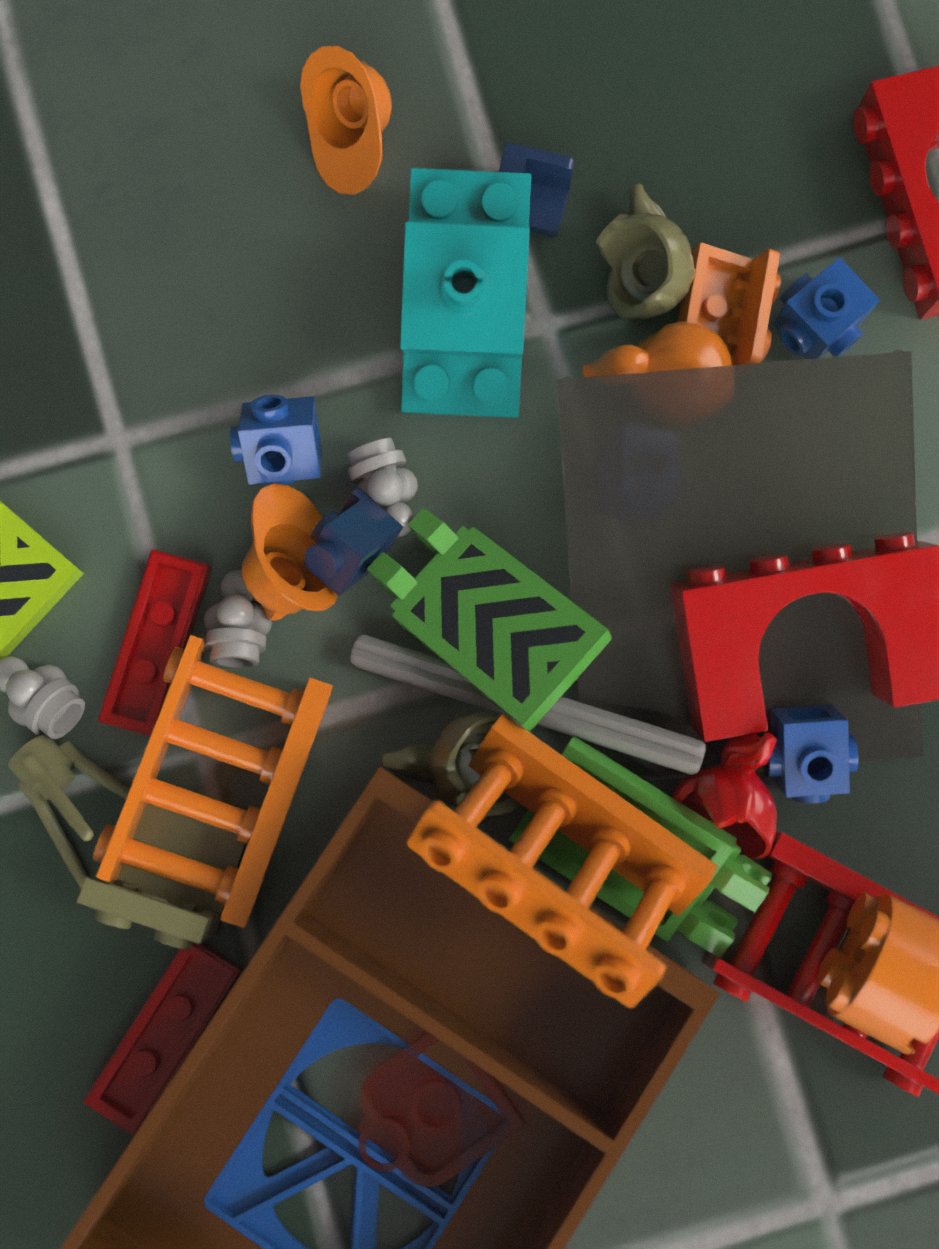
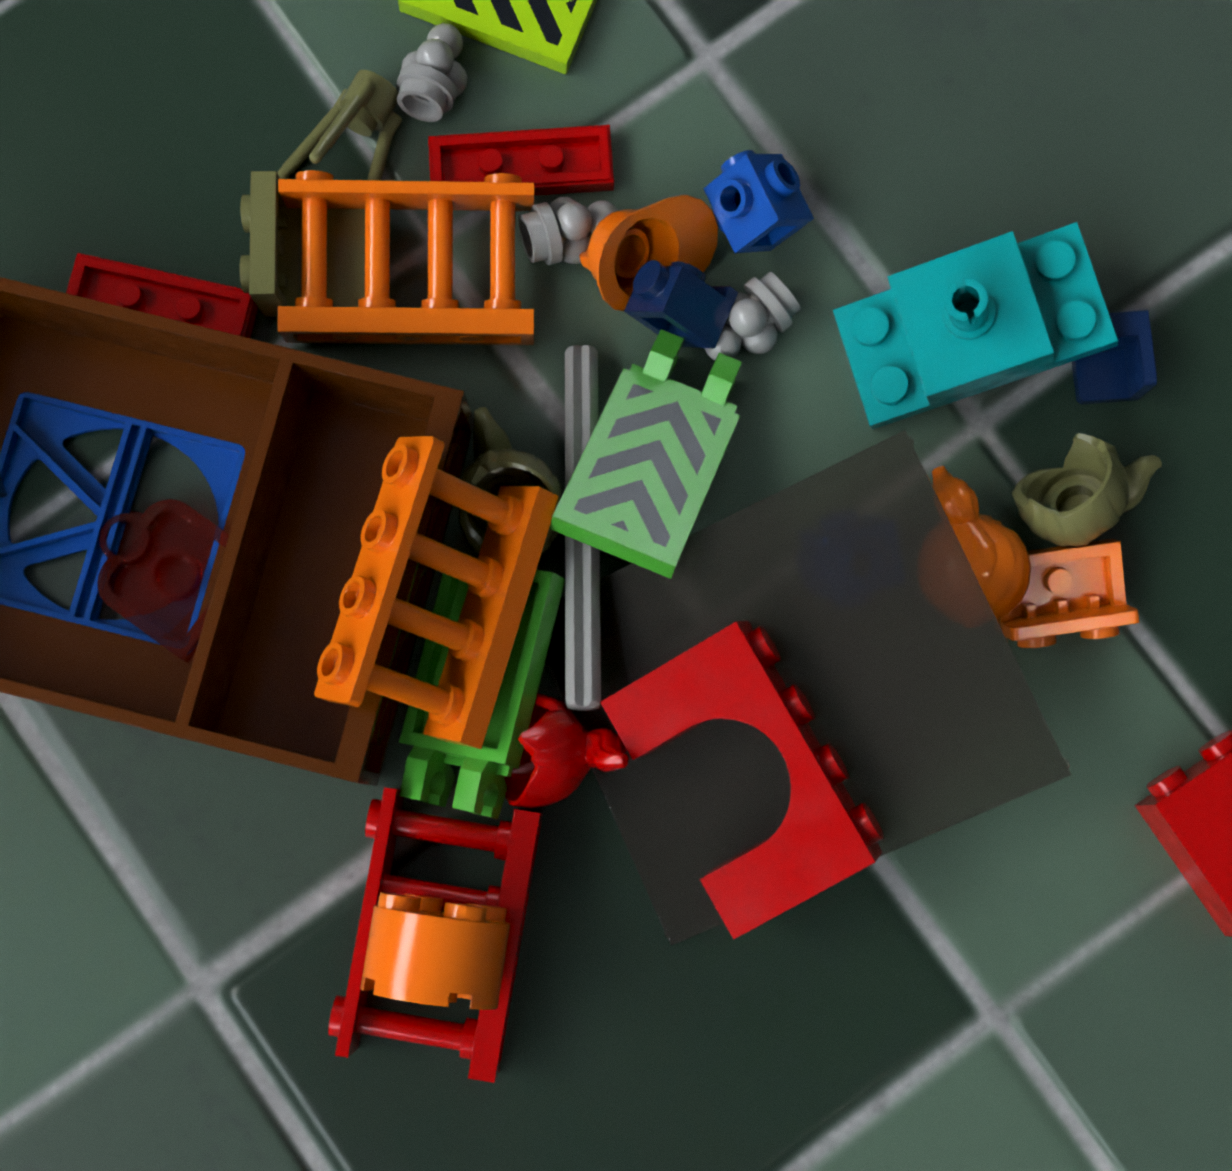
camera: 70 degrees right, 0 degrees up
(345, 115) = (1117, 149): orange piece -> none
(811, 752) = (649, 817): blue brick -> none
(824, 312) = (1094, 693): blue brick -> none

